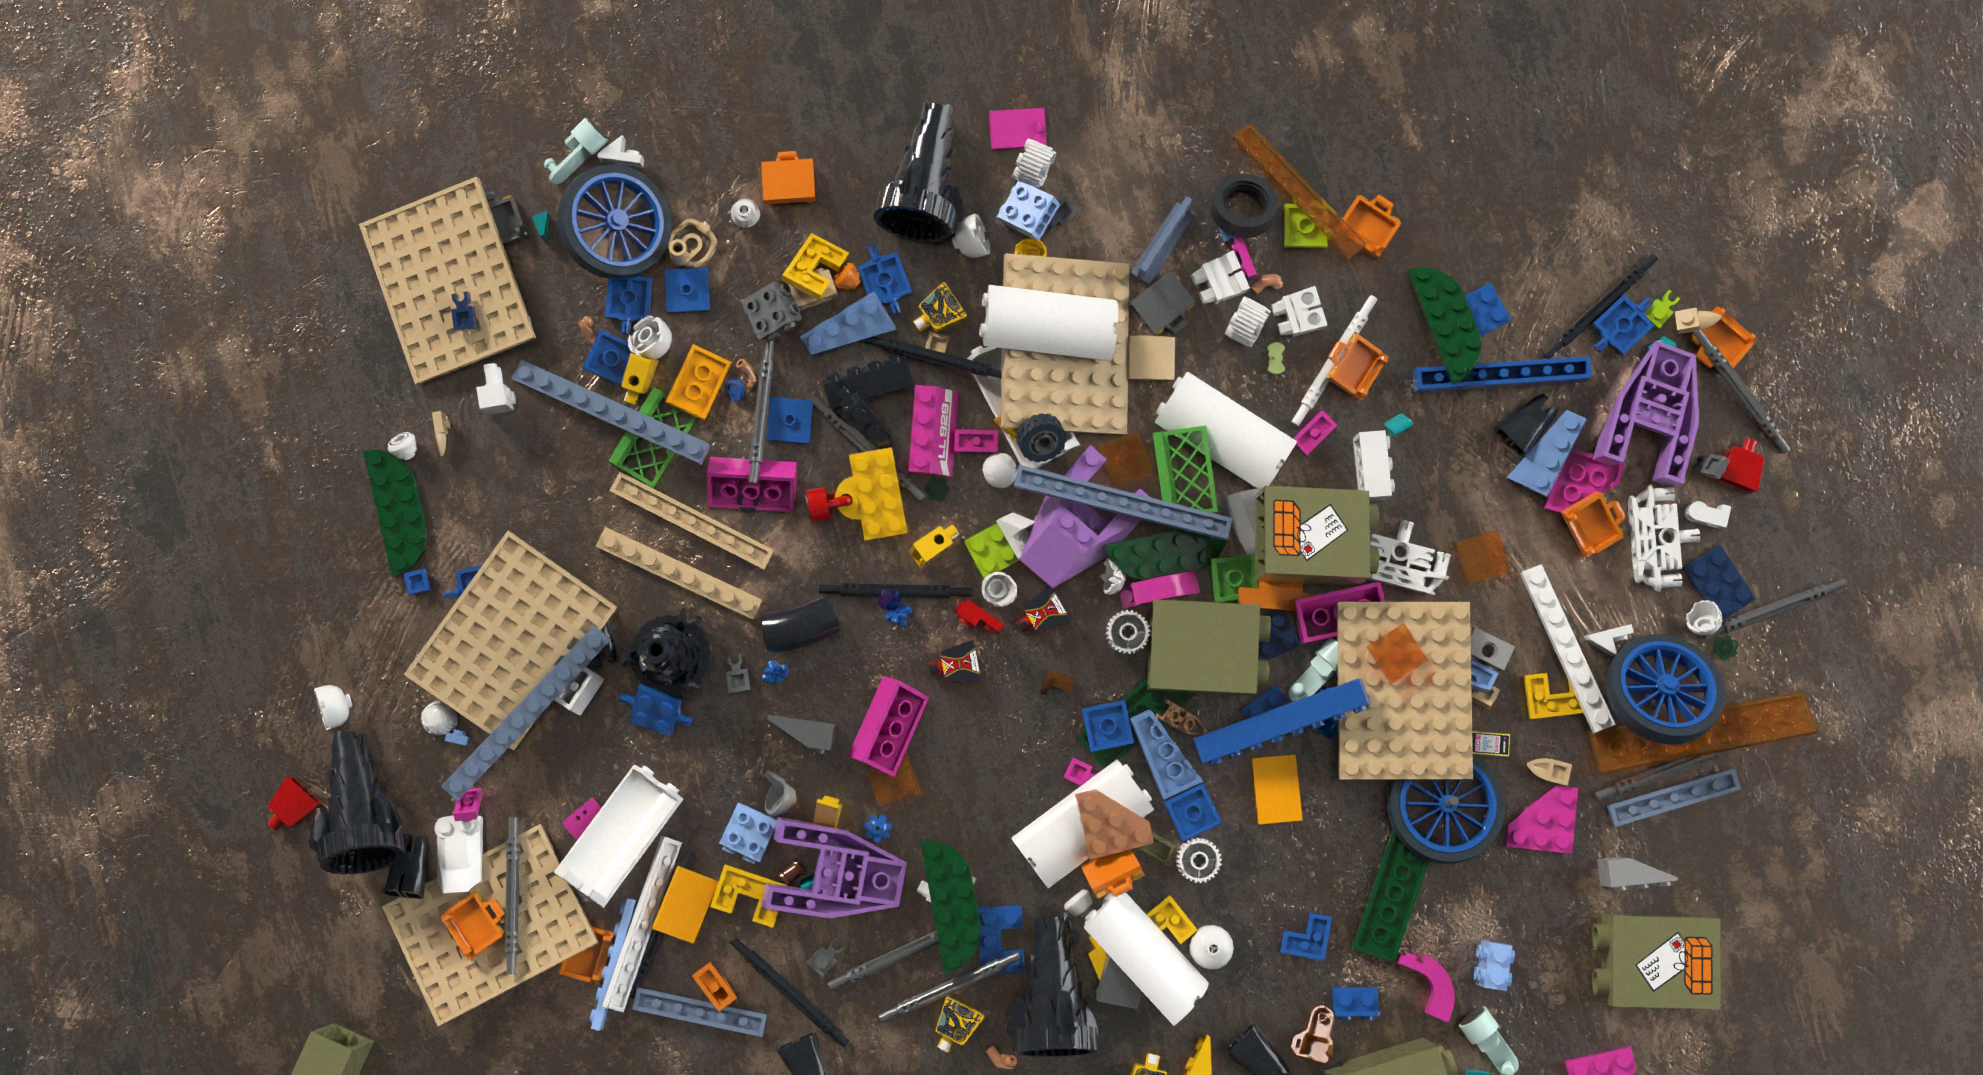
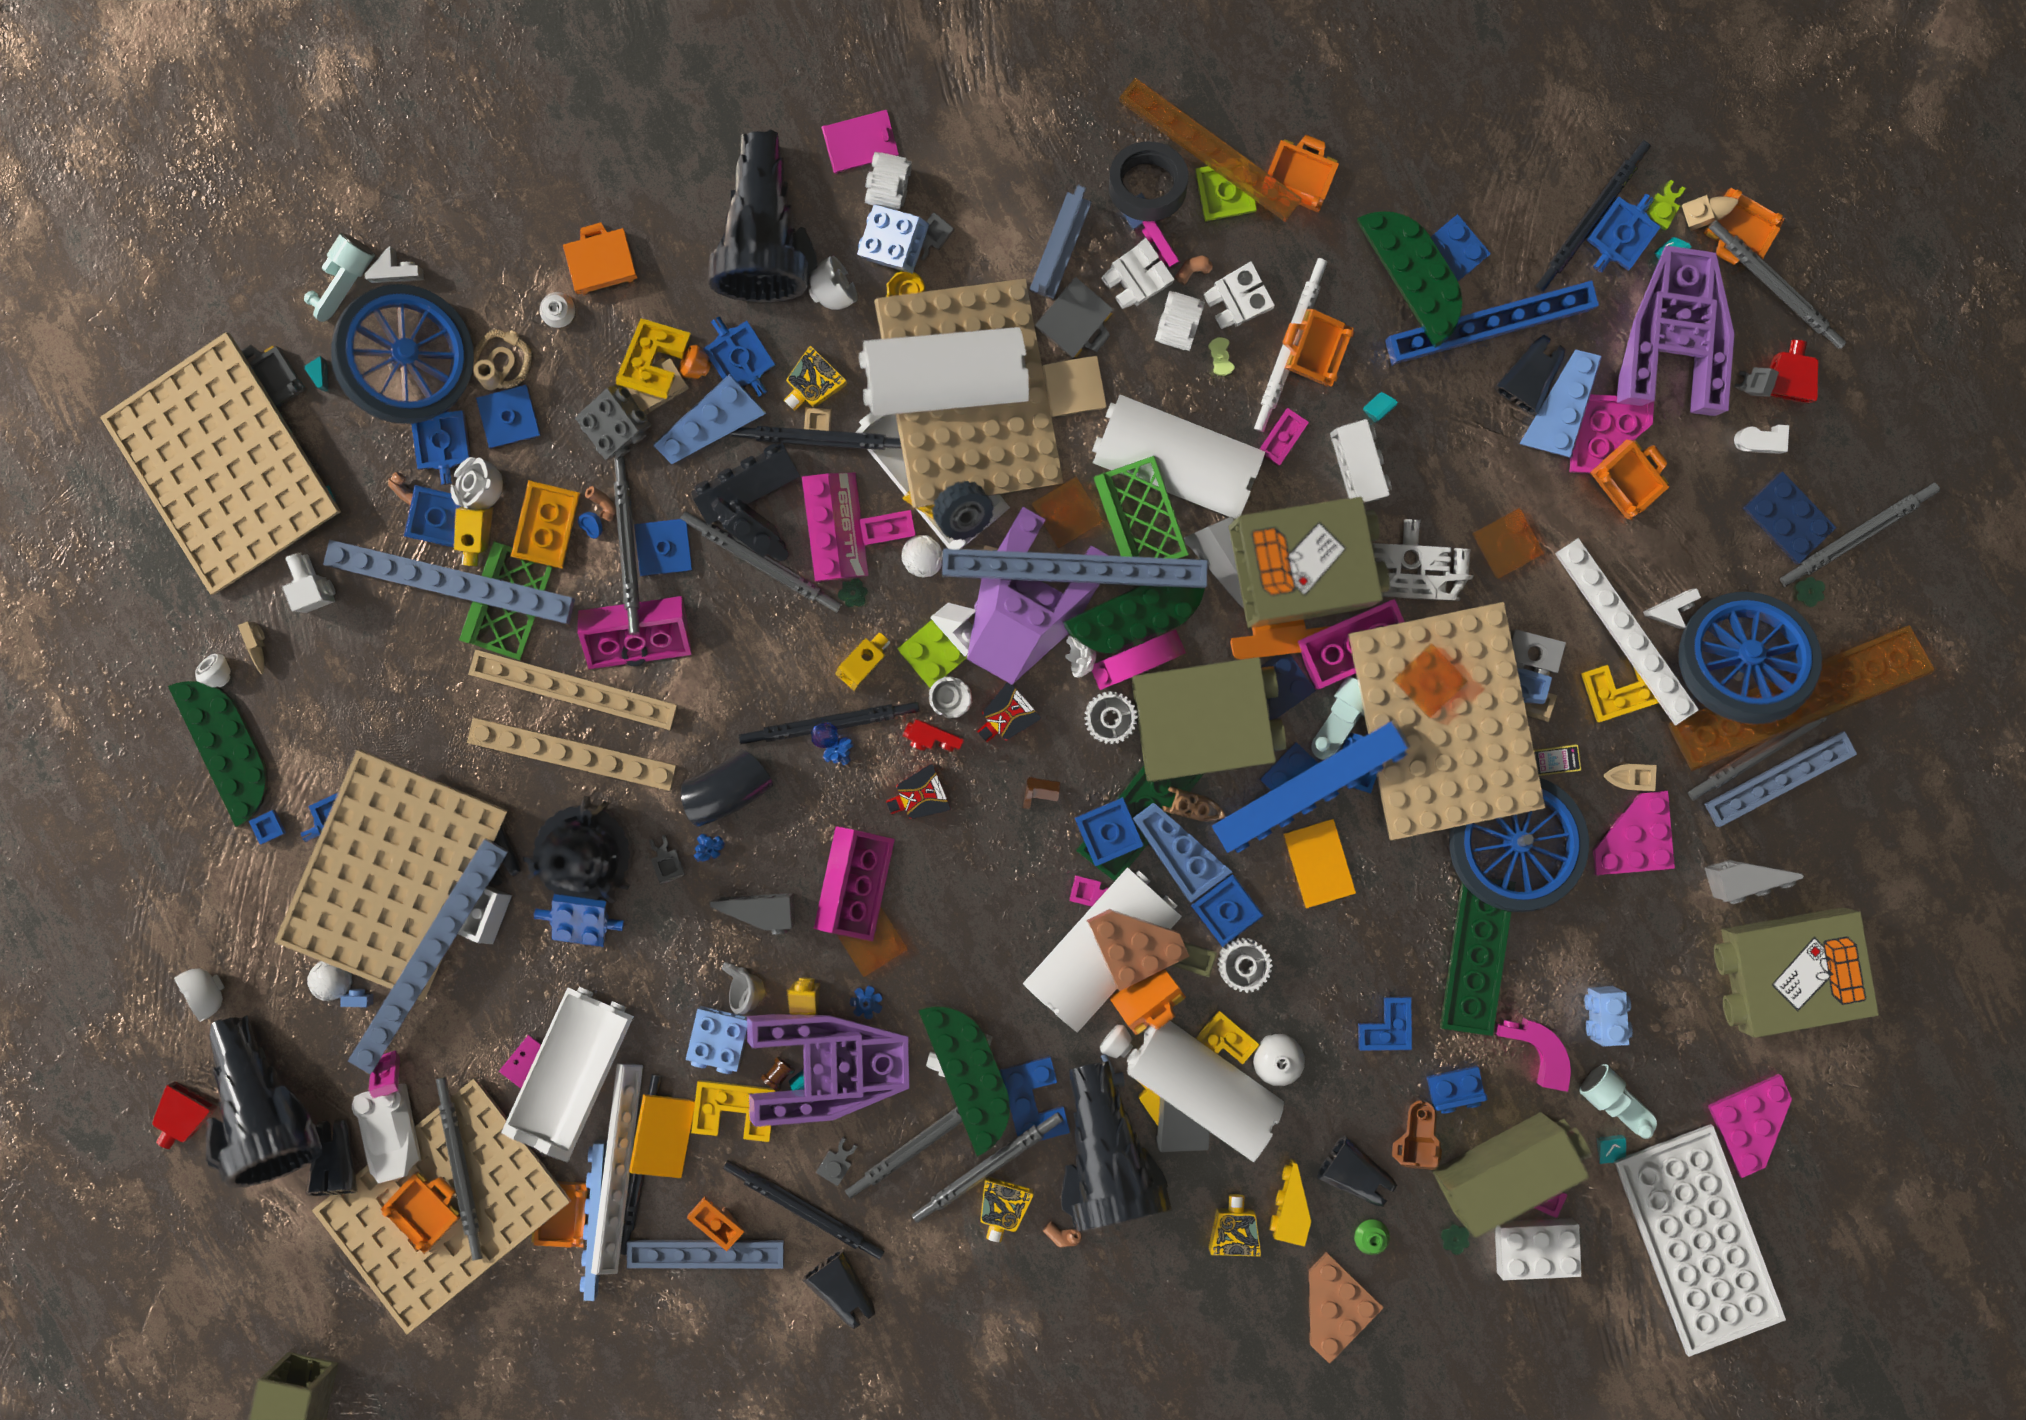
camera: 10 degrees left, 5 degrees up
(464, 315) = (249, 502): dark blue plate -> none
(867, 495) = (773, 618): yellow plate -> none
(1230, 574) = (1218, 624): bright green plate -> none
(1643, 538) = (1694, 484): white piece -> none
(1704, 618) = (1780, 563): white hair -> none

